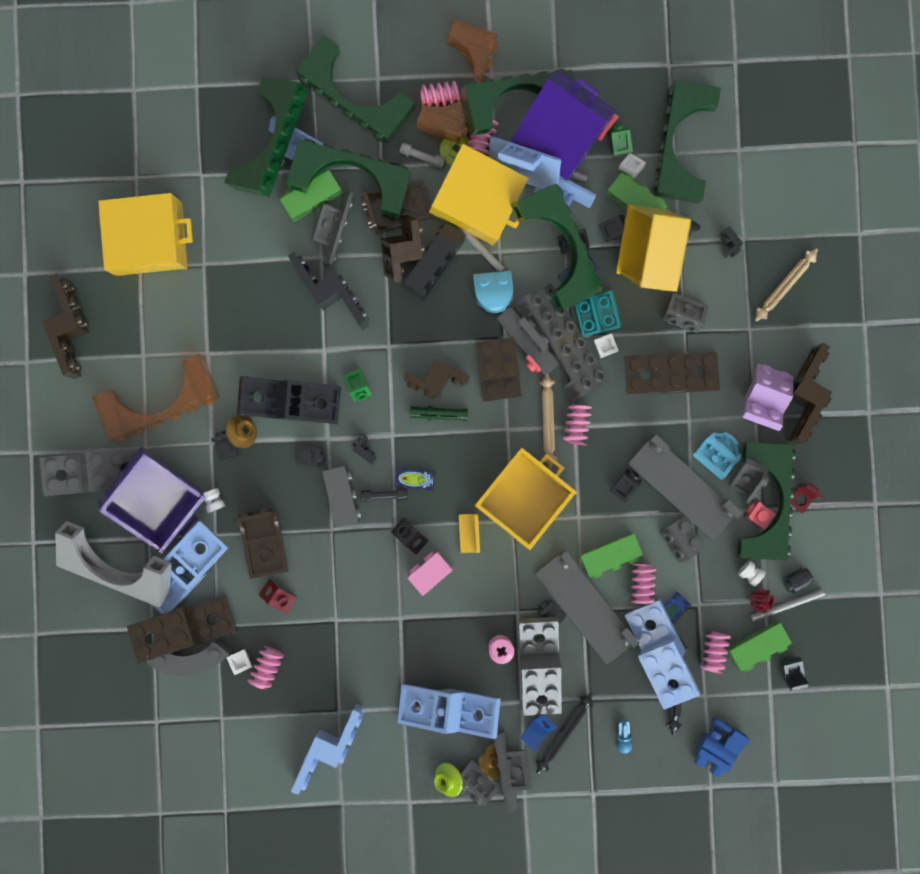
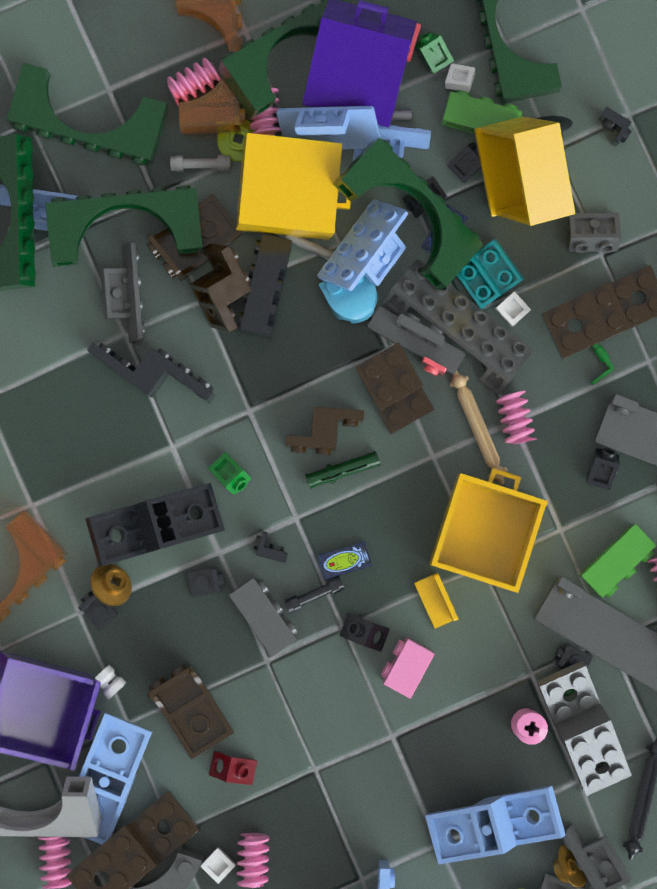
camera: 25 degrees left, 0 degrees up
(124, 614) = (55, 862): none -> bright pink piece
(321, 191) = (93, 255): bright green brick -> none
(518, 262) = (367, 248): none -> light blue bracket
(537, 731) = (611, 808): blue bracket -> none
(657, 404) = (604, 357): none -> green piece

